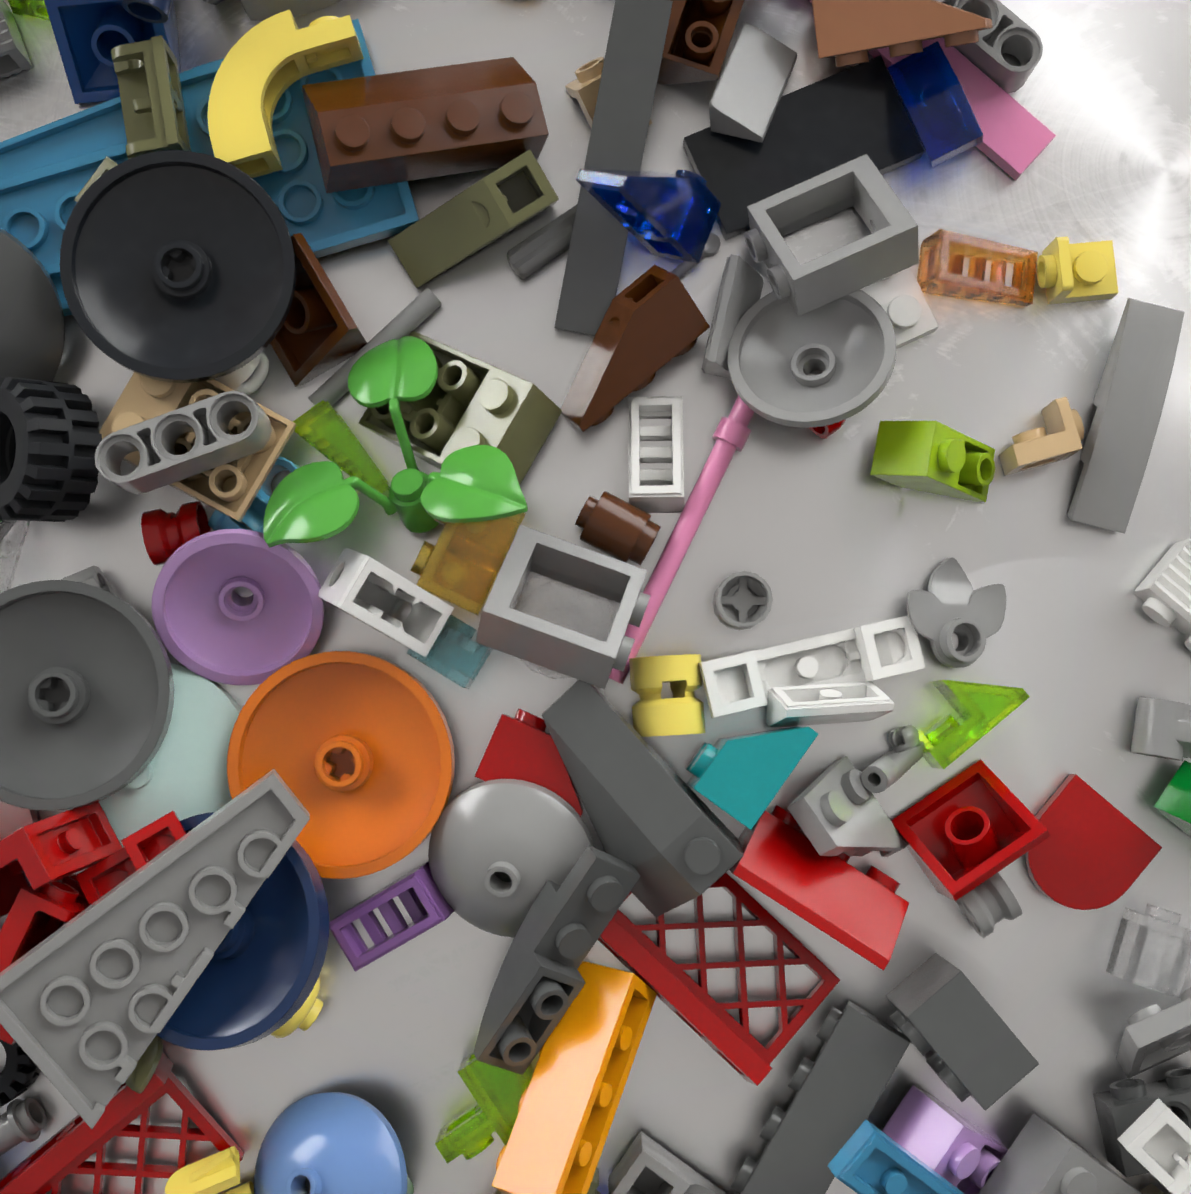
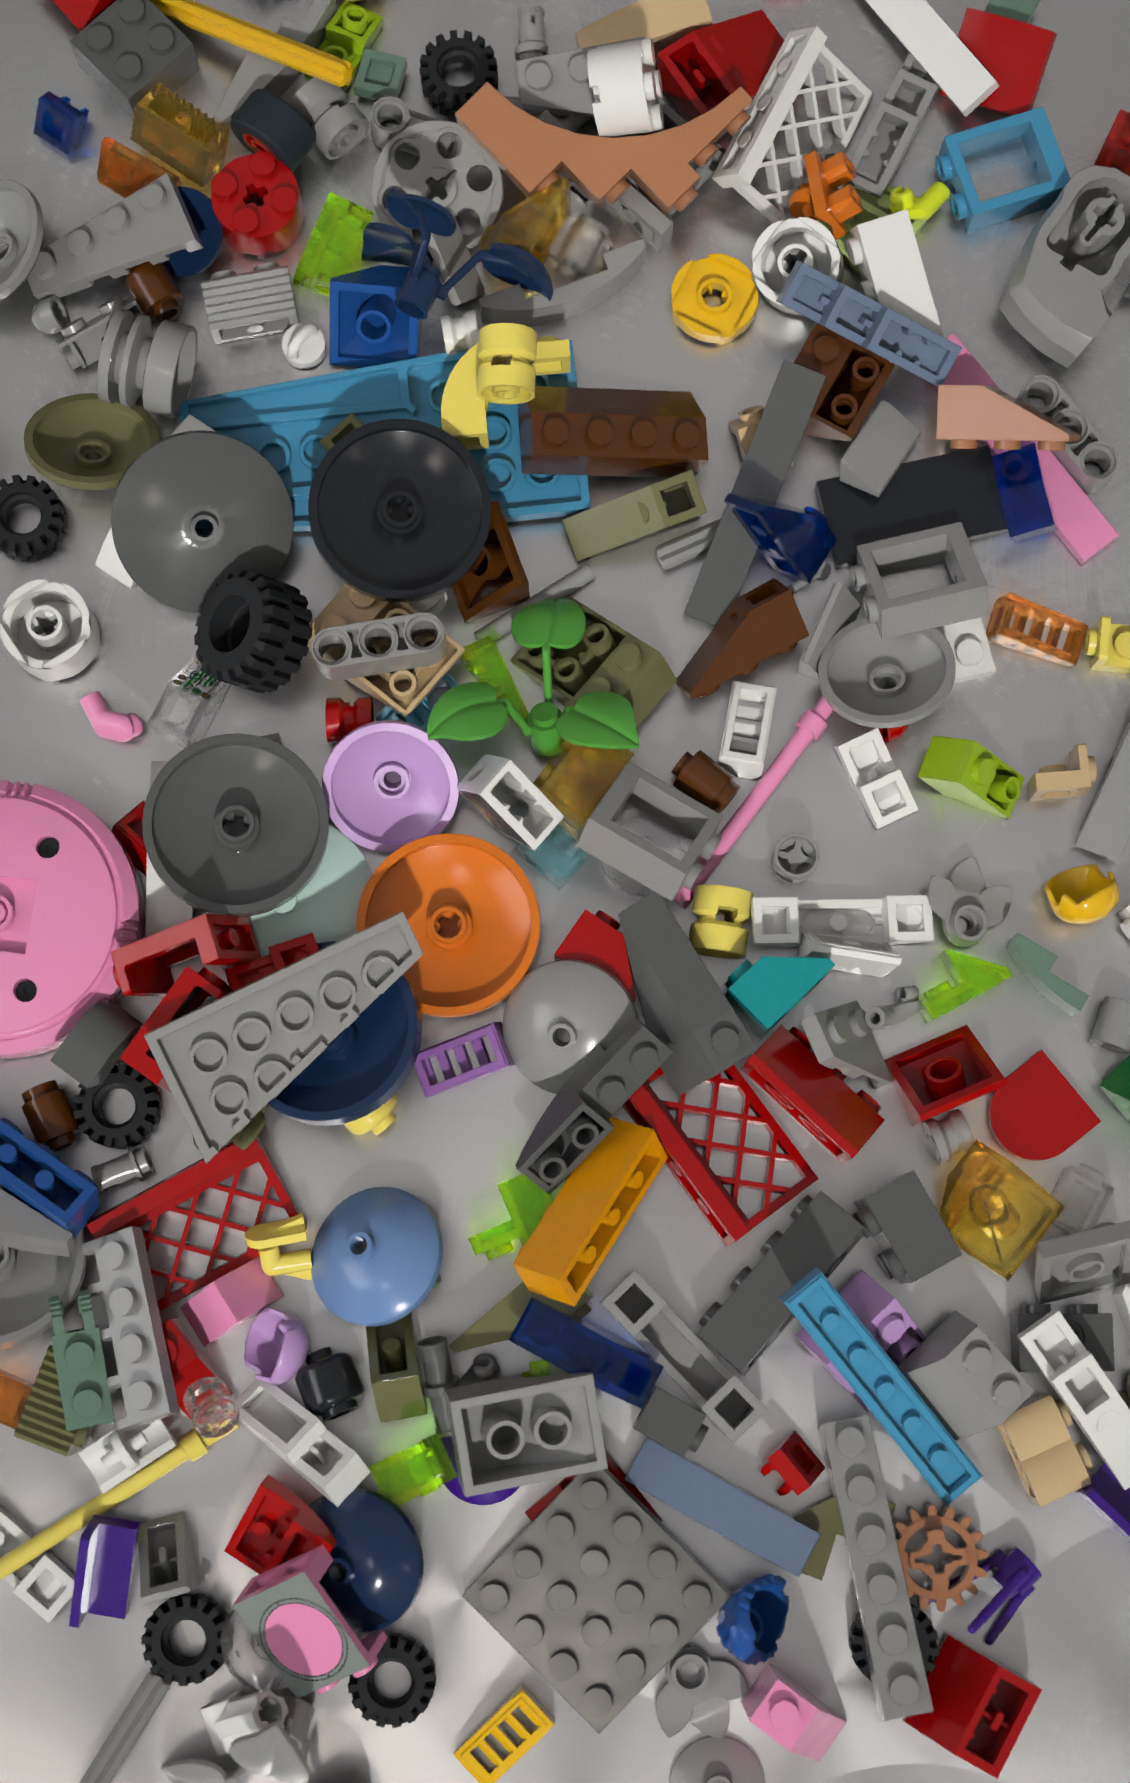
camera: 10 degrees right, 5 degrees down
(39, 86) = (304, 345): none -> white tile
(150, 97) = (395, 375): olive hinge -> none
(219, 32) = (459, 332): none -> white wheel
(274, 48) = (507, 360): none -> light yellow wheel
(820, 484) = (875, 778): none -> white slope
(1055, 678) = (1034, 964): none -> sand green slope
(1061, 988) = (996, 1210): none -> clear yellow slope
(1092, 579) = (1082, 894): none -> yellow hair

